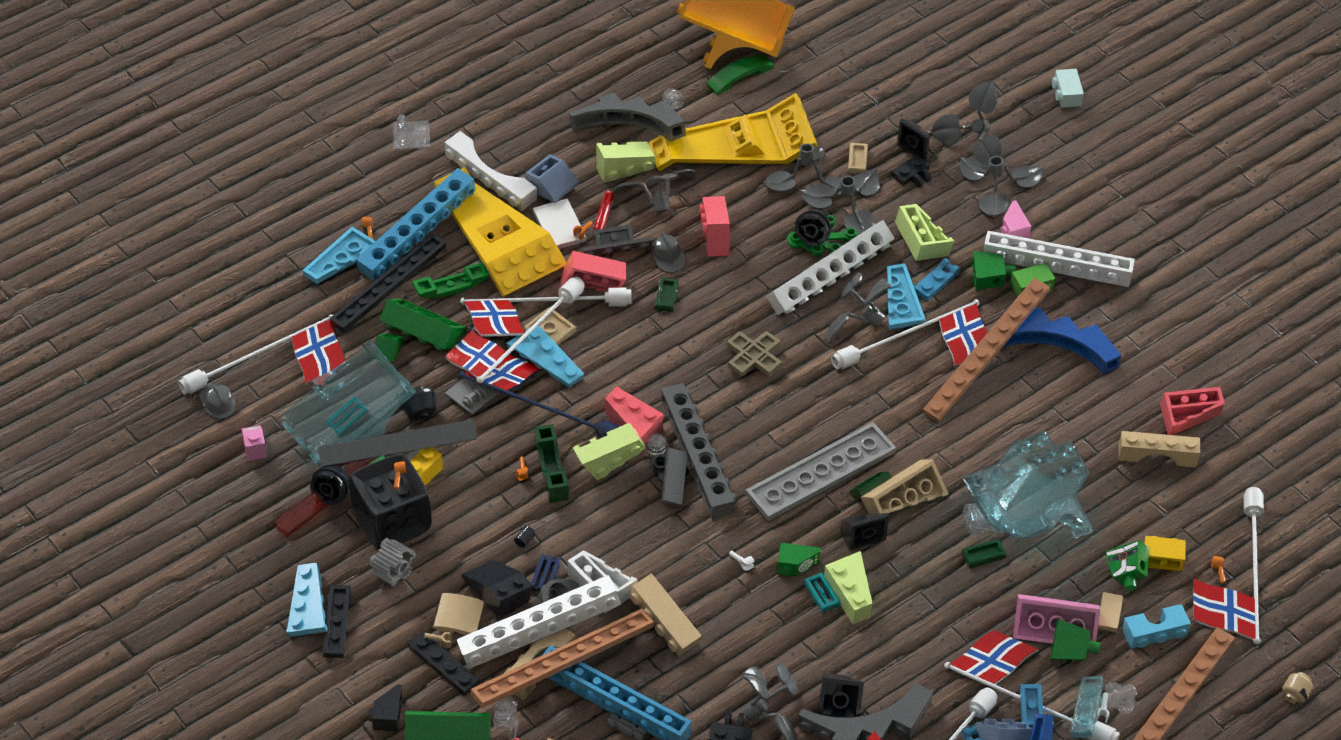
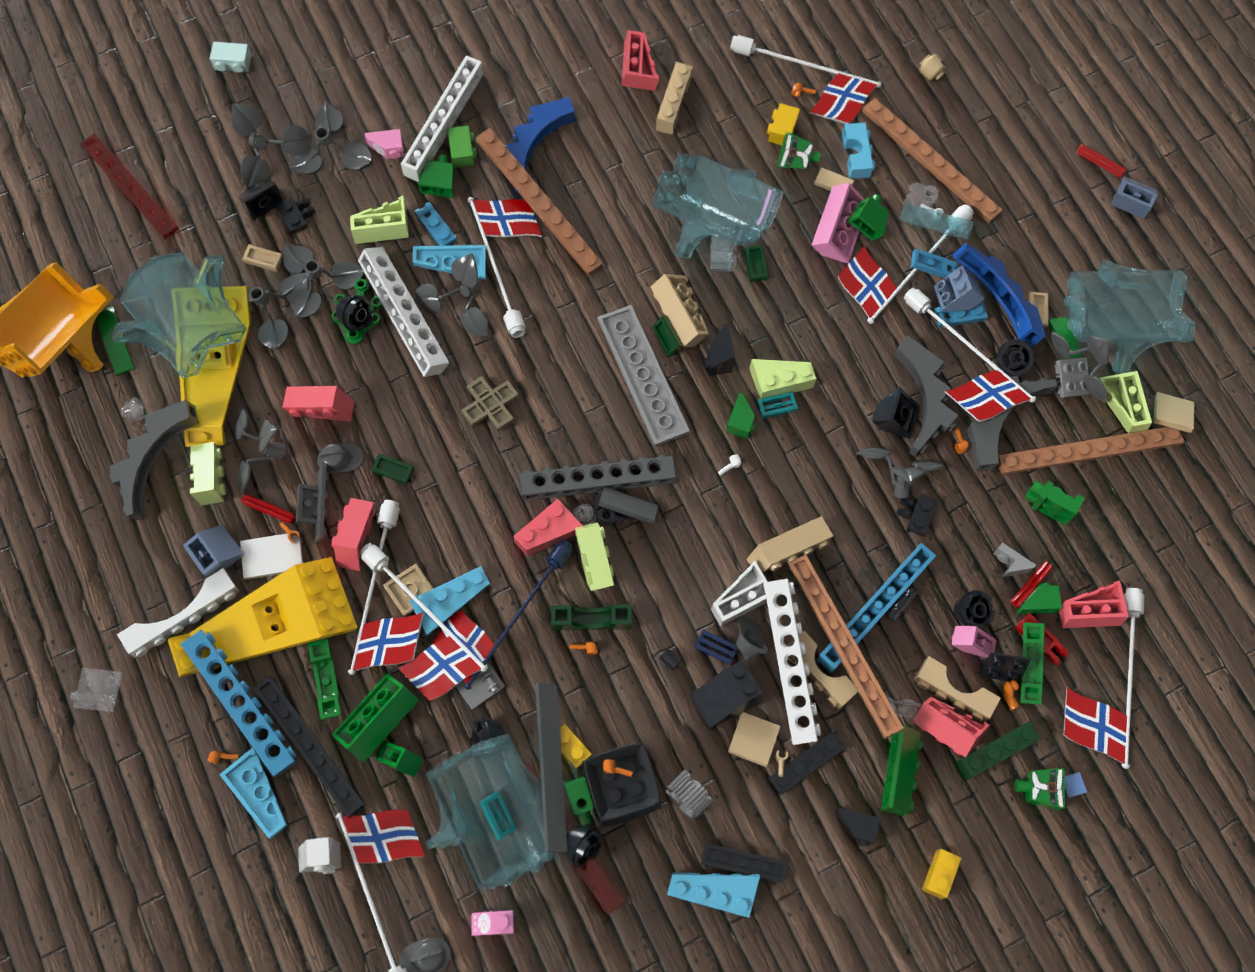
camera: 80 degrees left, 20 degrees up
(292, 301) = (320, 856): none -> white wedge
(774, 101) = (179, 310): none -> clear light blue cylinder
(901, 49) = (129, 186): none -> clear red tile

